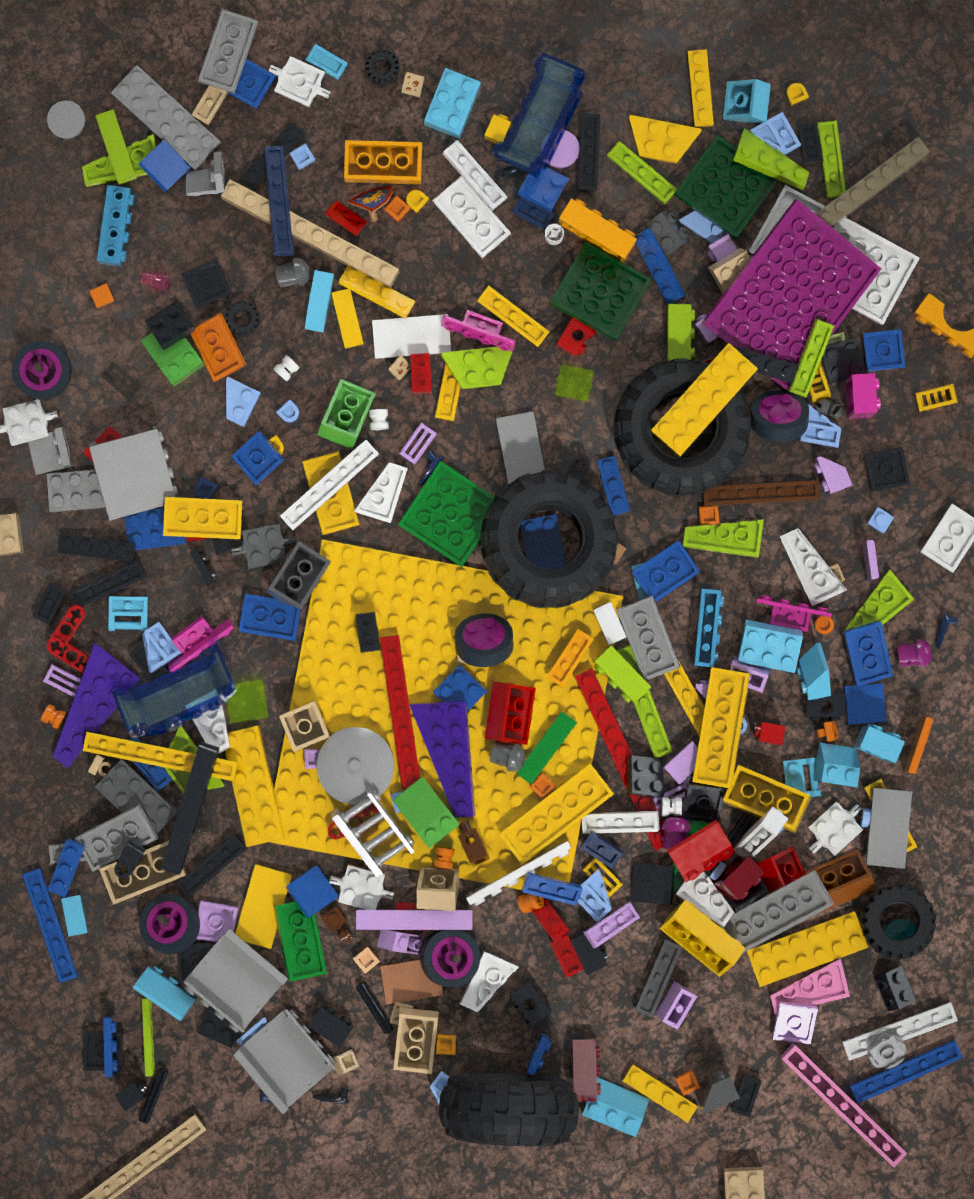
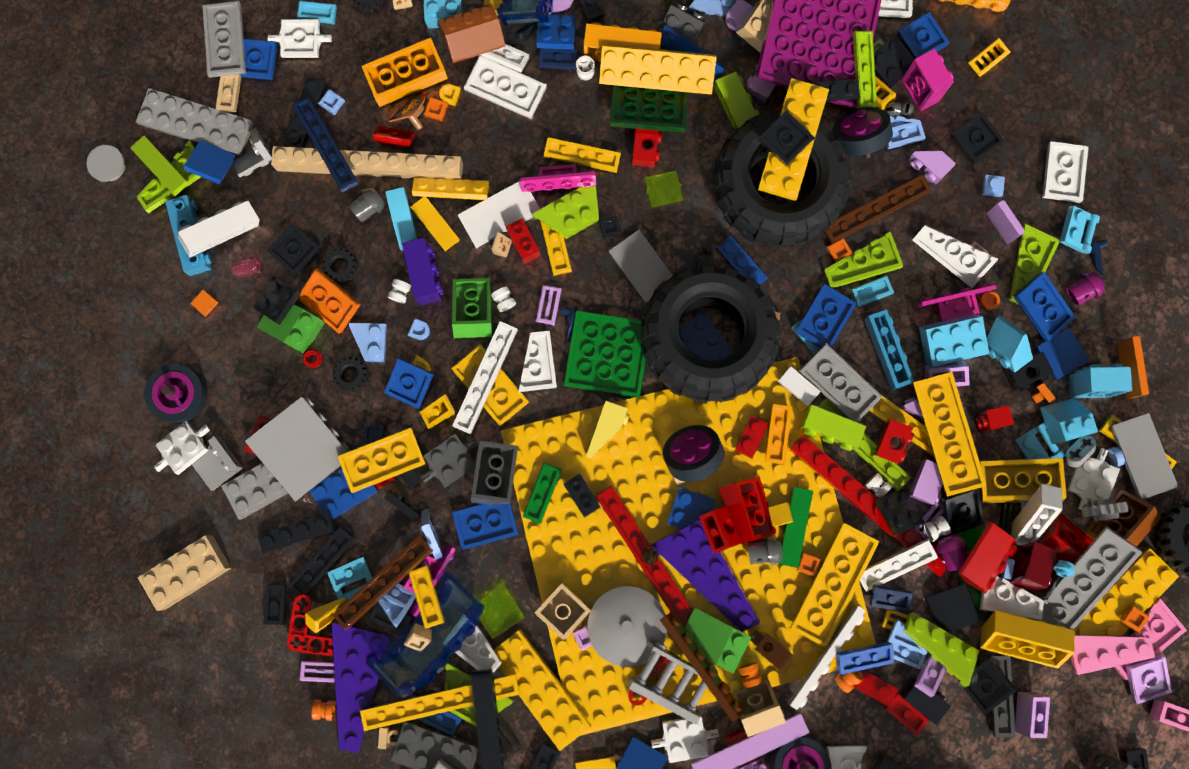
camera: 20 degrees left, 5 degrees down
(91, 633) = (323, 615): none -> yellow slope
(146, 234) = (218, 228): none -> white brick
(156, 628) = (383, 582): none -> reddish brown plate
(166, 691) = (418, 637): none -> tan slope
(175, 389) = (308, 354): none -> red plate
(189, 658) = (426, 597): none -> yellow tile
(201, 414) = (342, 365): none -> black tyre
(216, 601) = (429, 531): none -> light blue wing
(272, 496) = (437, 412): none -> yellow slope
(316, 361) = (423, 271): none -> dark purple brick
(333, 613) = (542, 493): none -> green tile
(404, 713) = (650, 556): none -> dark brown plate
(404, 828) = (705, 670): none -> reddish brown plate
(421, 579) = (609, 424): none -> light yellow slope
(462, 155) = (471, 33): none -> slope
(476, 718) = (720, 530): none -> red brick
(508, 396) = (610, 227): none -> black tile
(537, 730) = (780, 514): none -> yellow tile
(545, 649) = (751, 437): none -> red plate
(617, 271) = (657, 69): none -> yellow plate
(631, 919) = (944, 647): none -> lime wing
(638, 745) = (878, 485): none -> white wheel
(649, 963) = (989, 686): none -> black plate
(659, 715) = (884, 448): none -> red brick
(694, 398) = (786, 138): none -> black plate
(720, 567) = (872, 291): none -> medium azure tile
(762, 891) = (1064, 569): none -> medium azure plate
(763, 980) = (1104, 652): none -> bright pink wing
(808, 965) = (1134, 618): none -> orange tile
(827, 857) = (1104, 509): none -> light grey gear
(835, 798) = (1077, 448): none -> light grey beam
(933, 593) = (1074, 228): none -> medium azure plate

